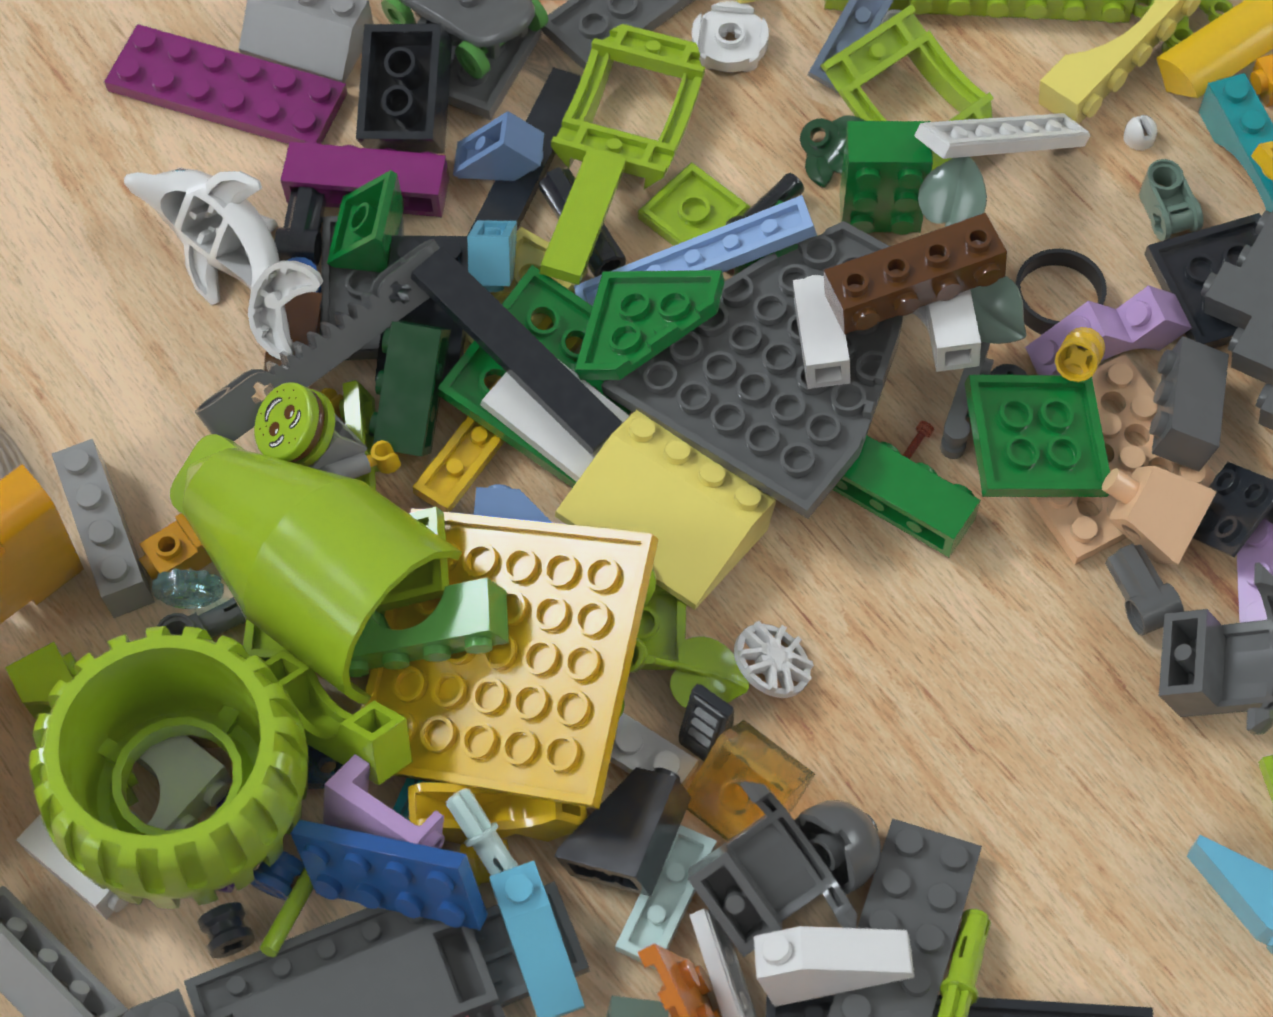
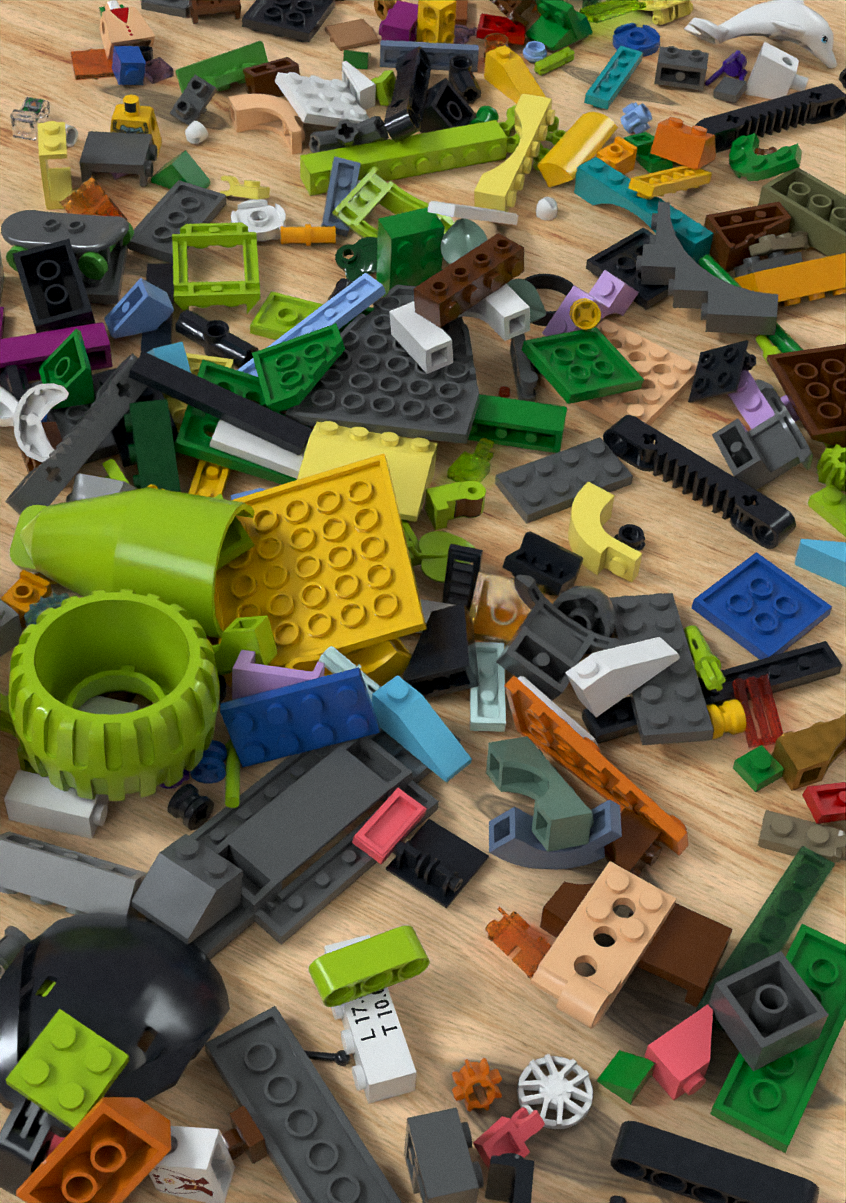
camera: 30 degrees left, 15 degrees down
(294, 424) = (86, 477): lime head -> none
(467, 619) = (275, 553): bright green arch -> none
(583, 216) = (221, 327): lime tile -> none
(766, 590) = (454, 502): none -> lime leg
(773, 660) = (482, 535): white wheel -> none
(784, 81) = (308, 235): none -> light orange pin
(818, 541) = (472, 466): none -> clear neon green plate
(829, 737) = (545, 563): none -> black bracket
(926, 680) = (588, 539): none -> light yellow arch
(933, 602) = (555, 480): none -> dark grey plate
(971, 724) = (631, 536): none -> black plate
(1095, 915) = (761, 607): none -> blue plate
(1143, 589) = (688, 432): dark grey piece -> none
(1157, 510) = (676, 384): light nougat torso -> none
(1171, 781) = (763, 523): none -> black gear
(1172, 206) = (584, 234): sand green piece -> none
(1189, 403) = (662, 327): dark grey brick -> none

